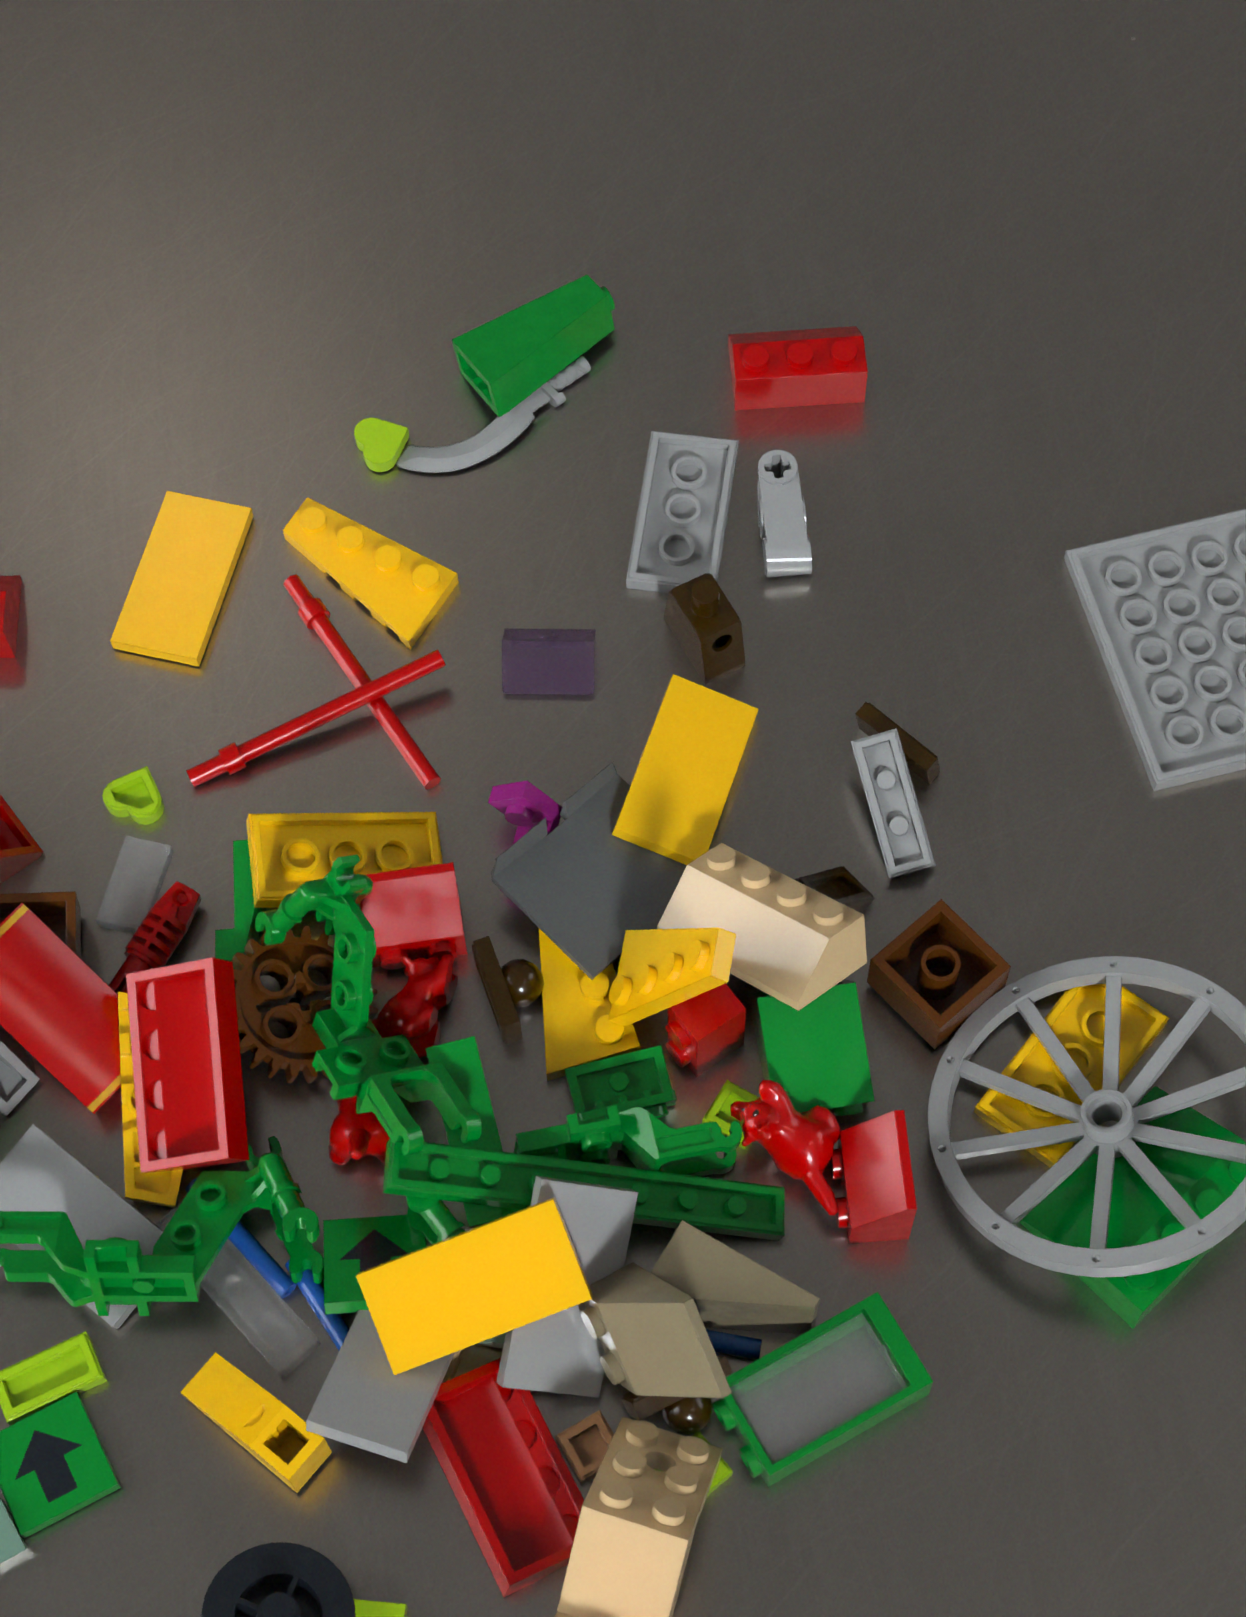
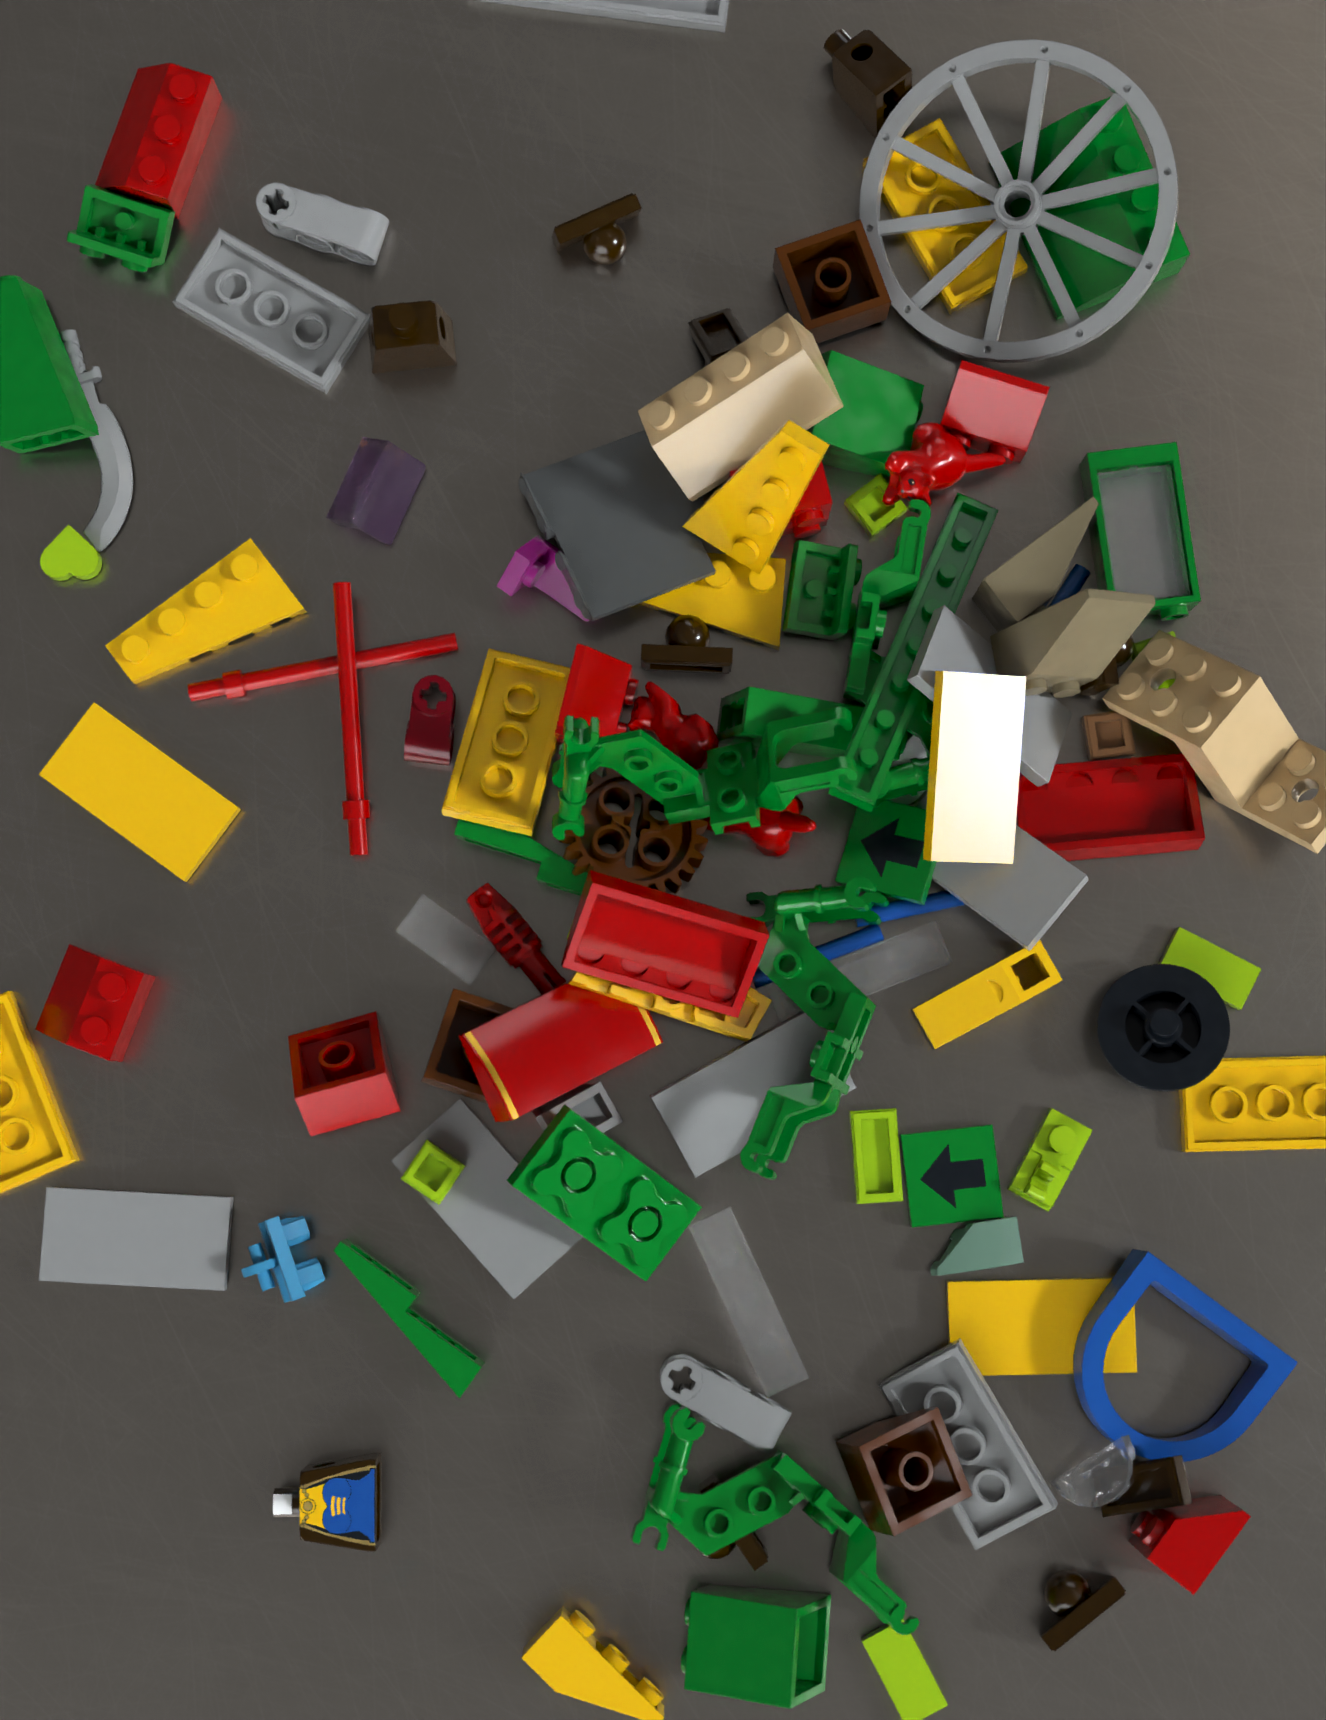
camera: 70 degrees left, 20 degrees up
(102, 1564) = (1049, 1159): none -> lime plate
(134, 797) = (355, 910): lime tile -> none
(339, 786) = (429, 730): none -> dark red piece
(685, 771) = (545, 414): yellow tile -> none
(697, 366) = (122, 228): none -> green bracket
(893, 803) = (656, 250): light grey tile -> none
(1171, 919) = (868, 76): none -> dark brown torso

